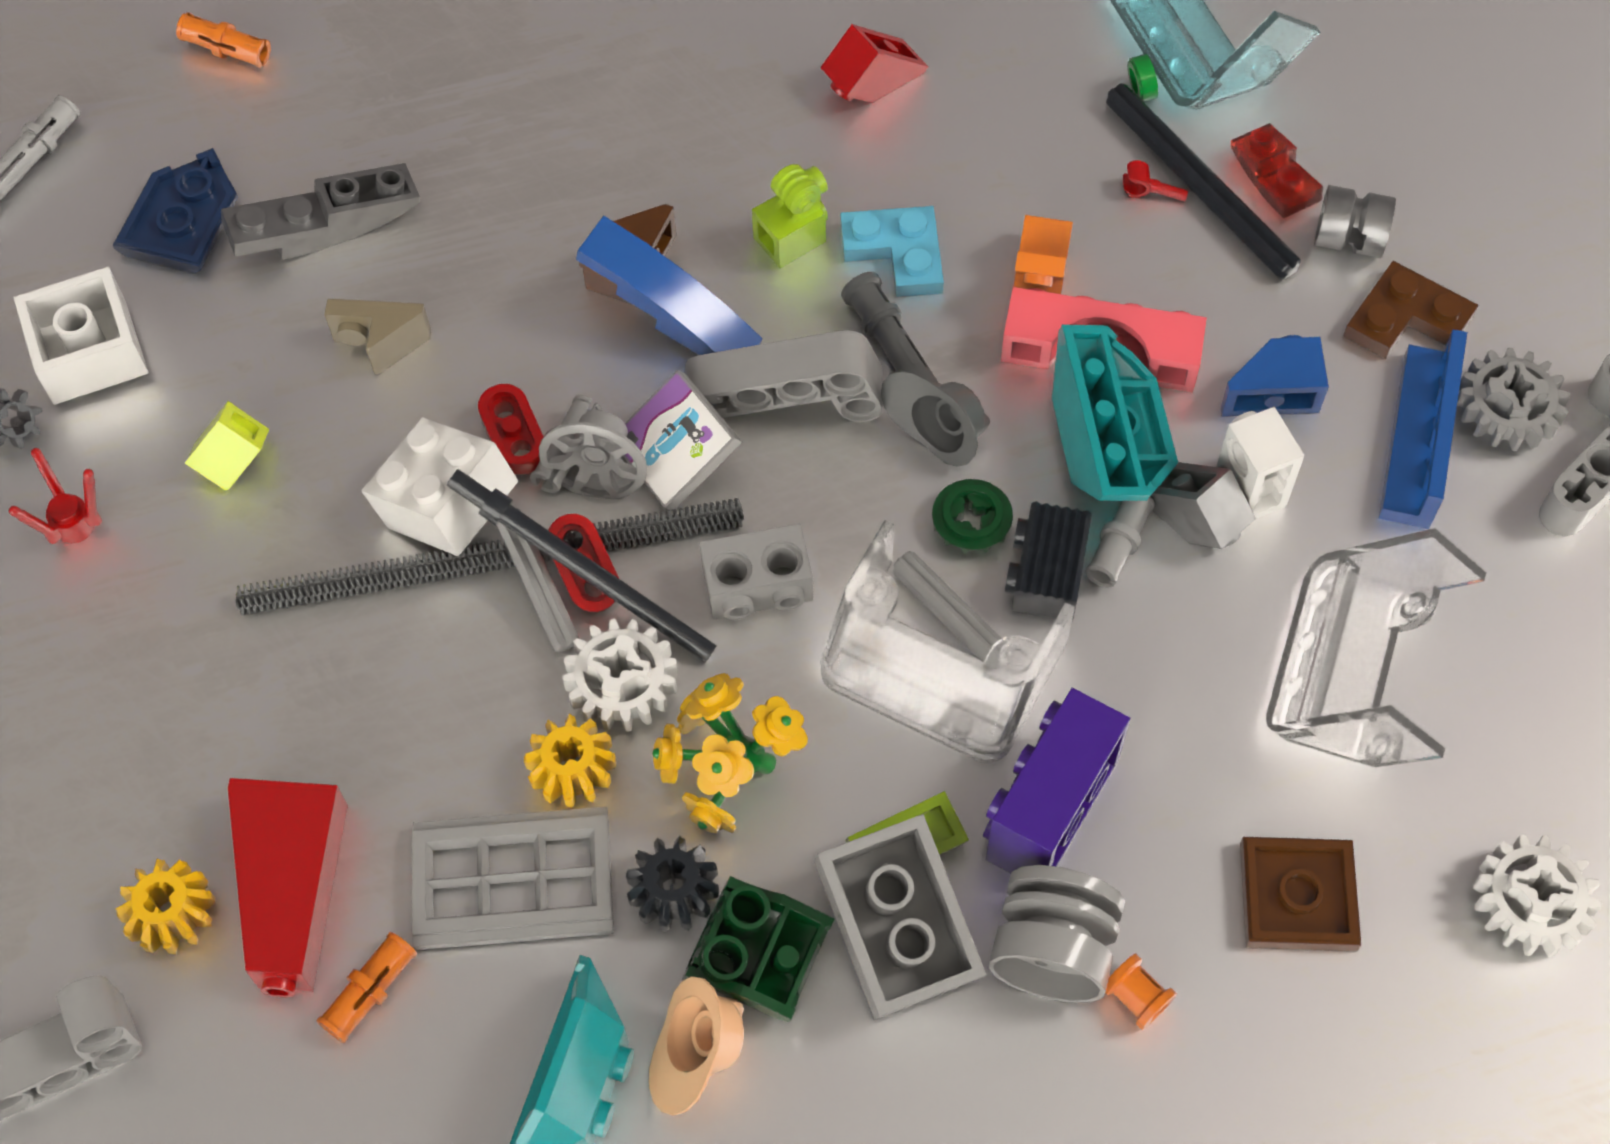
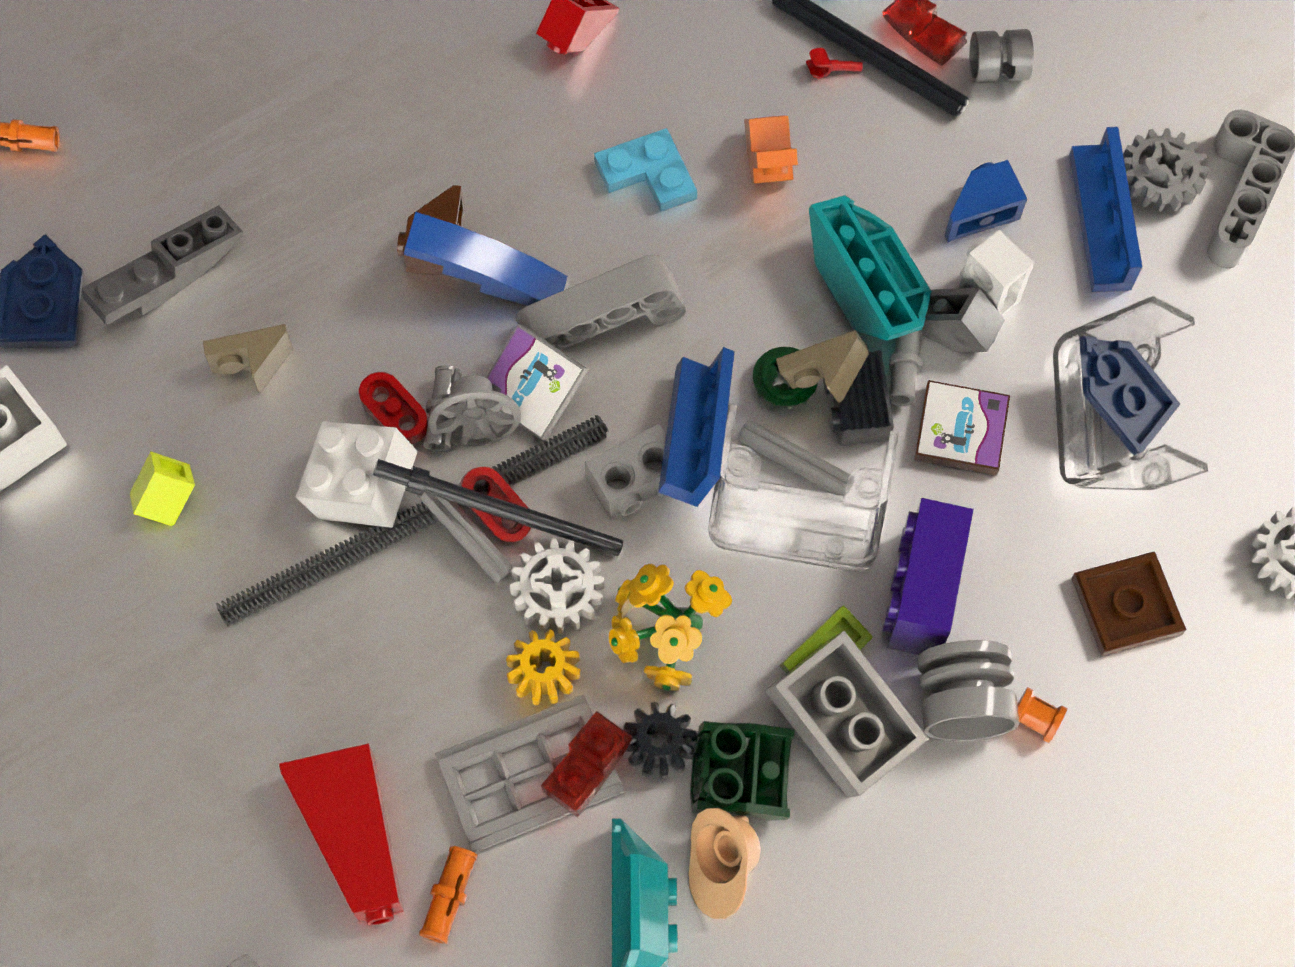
camera: 20 degrees left, 5 degrees up
(66, 513) = (48, 584): red plant -> none
(149, 923) = (247, 893): yellow gear -> none
(583, 881) = (588, 764): none -> clear red slope
(795, 217) = (560, 167): lime brick -> none
(837, 540) = (696, 428): none -> blue fence
(882, 322) = (660, 237): dark grey pin -> none
(938, 416) = (734, 303): dark grey piece -> none
(1023, 505) = (834, 359): none -> dark tan slope
(1162, 340) = (888, 194): coral arch -> none
(1164, 630) = (962, 427): none -> tile
(1374, 637) = (1125, 391): none -> dark blue tile
(1406, 300) = (1062, 109): reddish brown plate -> none

